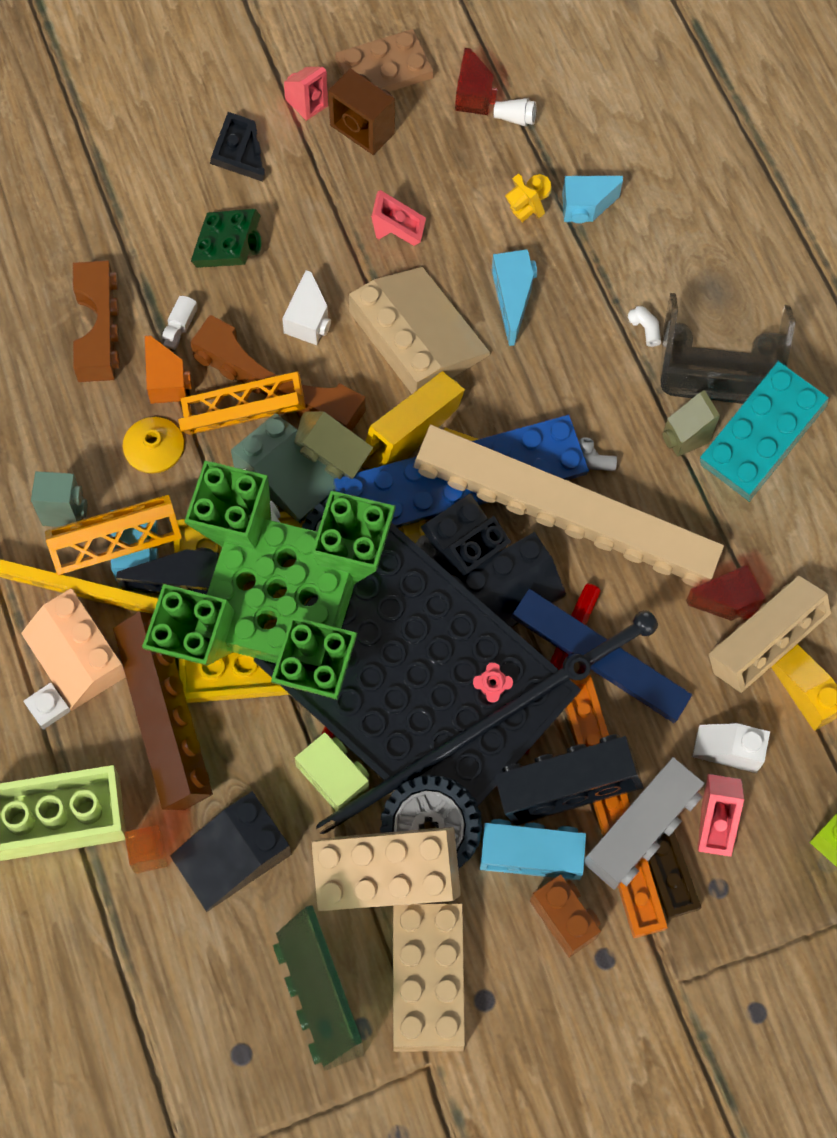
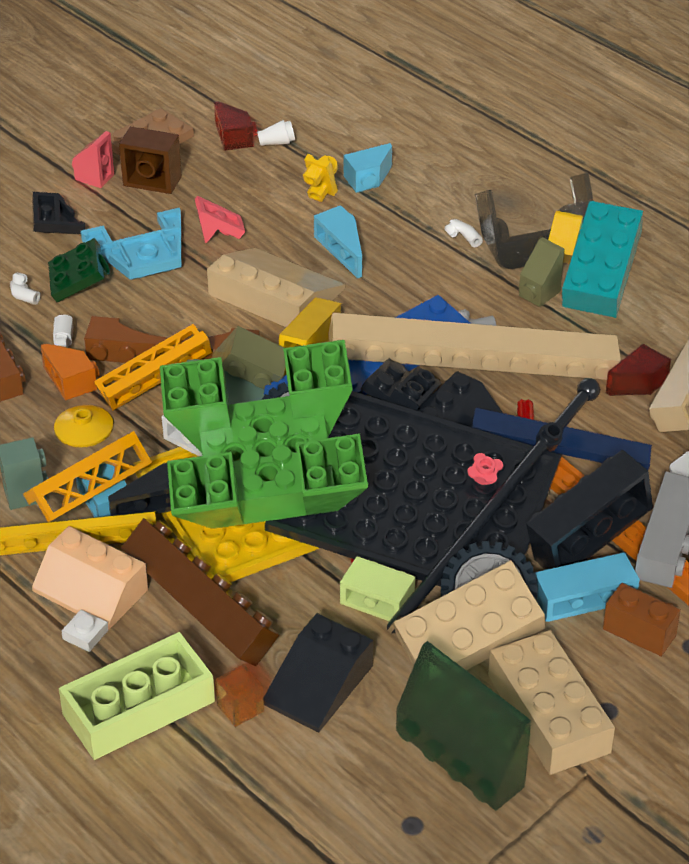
camera: 20 degrees left, 25 degrees down
(165, 241) = (20, 289): none -> white arm
(307, 312) = (175, 298): white slope -> none
(308, 236) = (145, 252): none -> medium azure wing
(733, 391) = (565, 232): none -> yellow slope

